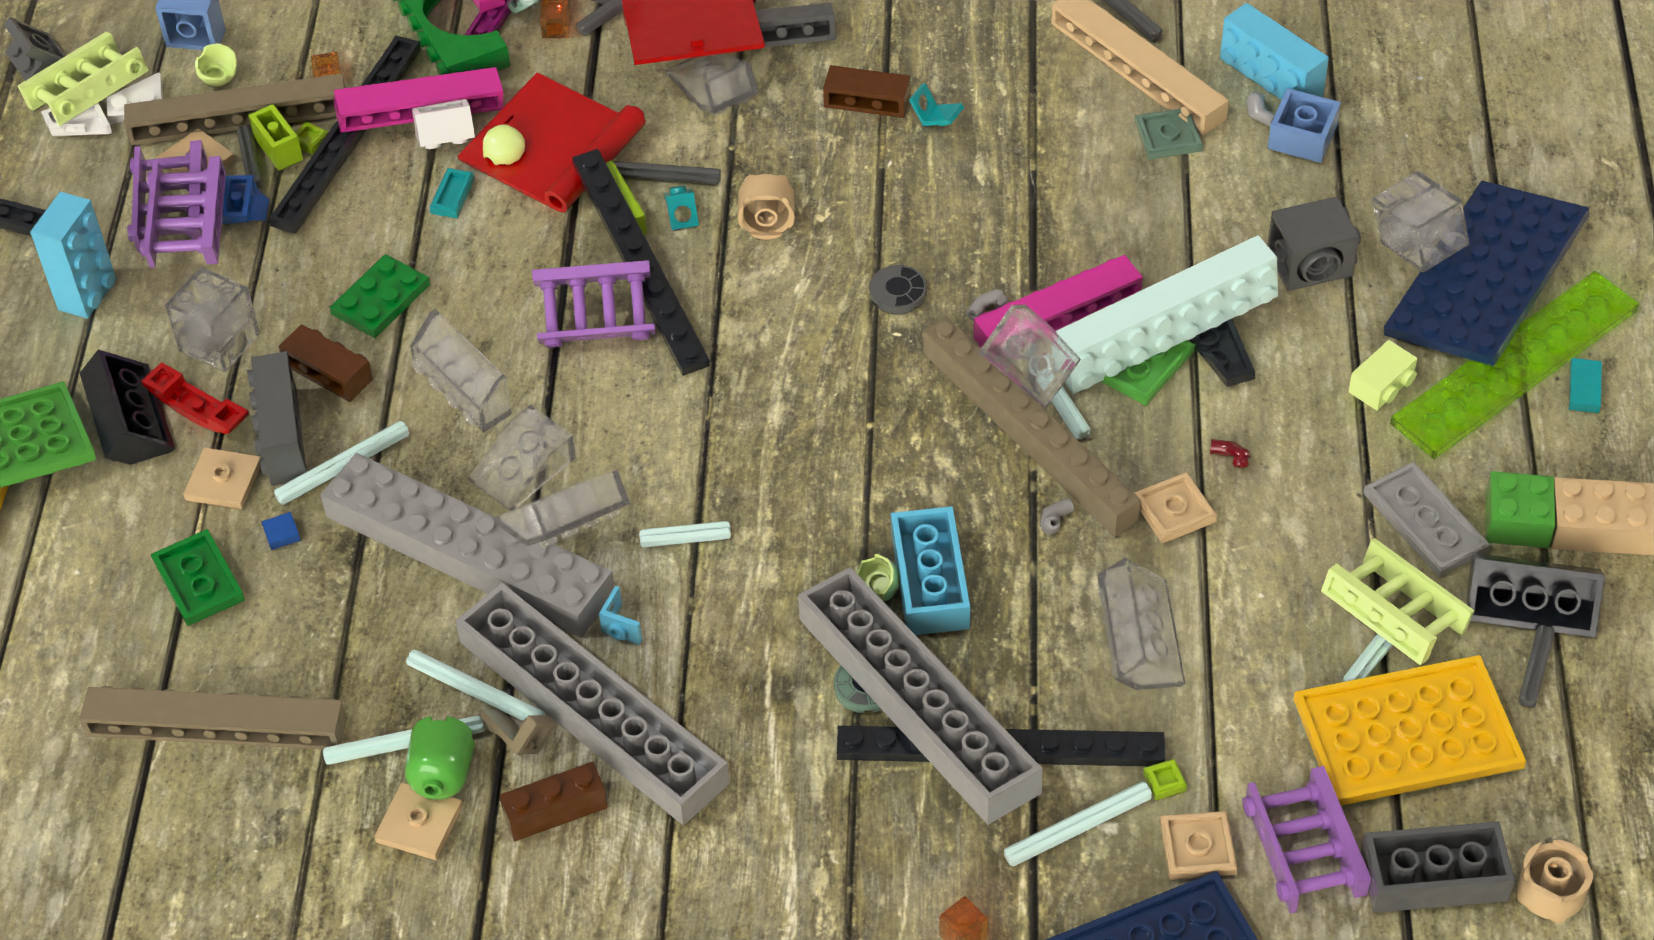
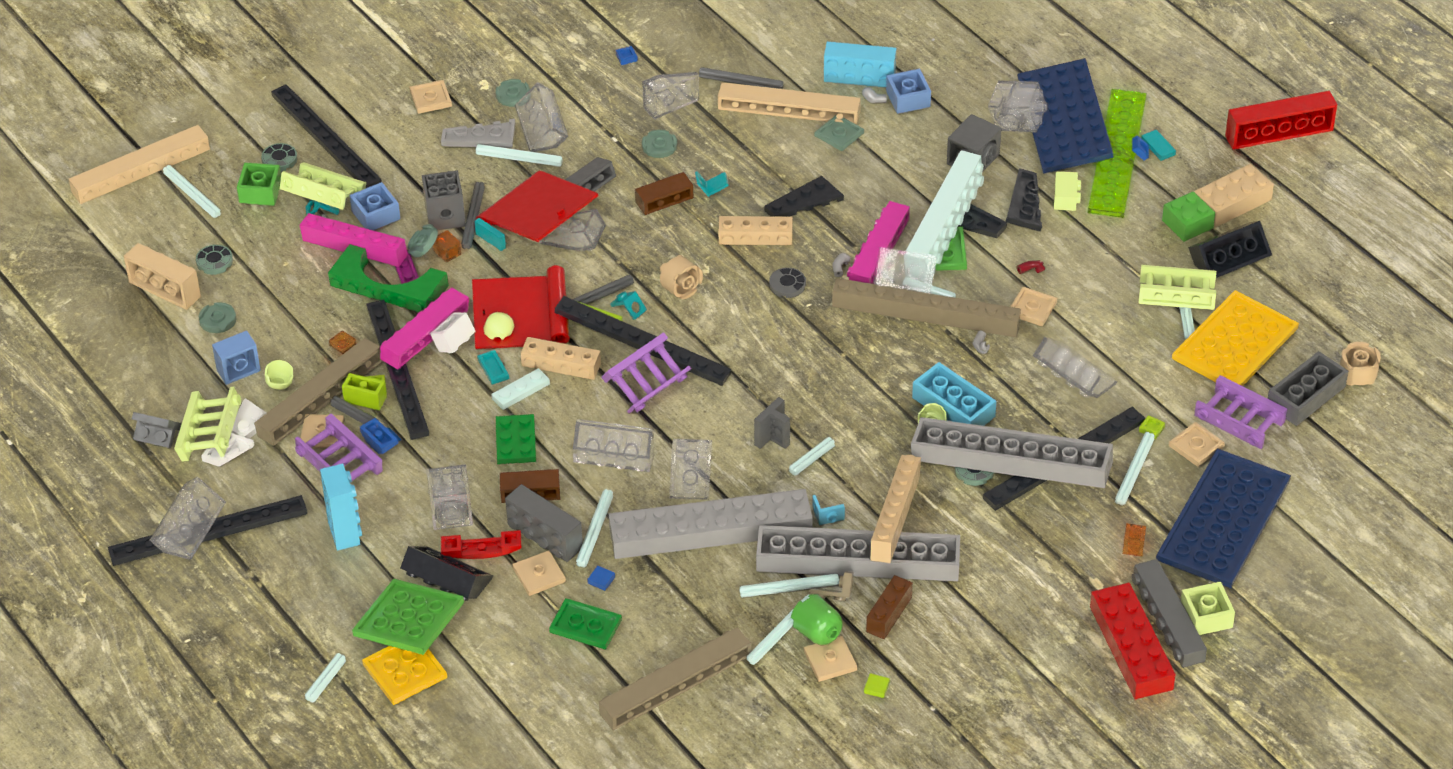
camera: 40 degrees left, 5 degrees down
(209, 221) = (375, 439): medium lavender fence -> none
(433, 898) = (876, 685): none -> lime tile
(452, 238) = (520, 389): none -> light aqua plate
(529, 225) = (560, 358): none -> tan brick
(566, 510) = (749, 474): clear slope -> none
(618, 31) = (490, 234): none -> teal tile
(667, 459) = (772, 425): none -> dark grey bracket
(679, 671) = (895, 509): none -> tan brick
(925, 199) = (755, 230): none -> tan brick
(933, 28) = (659, 144): none -> sand green tile
(1044, 193) = (804, 198): none -> black wing
(1311, 360) = (1025, 202): none -> black wing
(1426, 519) = (1148, 246): light grey tile -> none
(1536, 666) = (1260, 281): dark grey axle -> none
(1550, 374) = (1140, 147): none -> blue tile

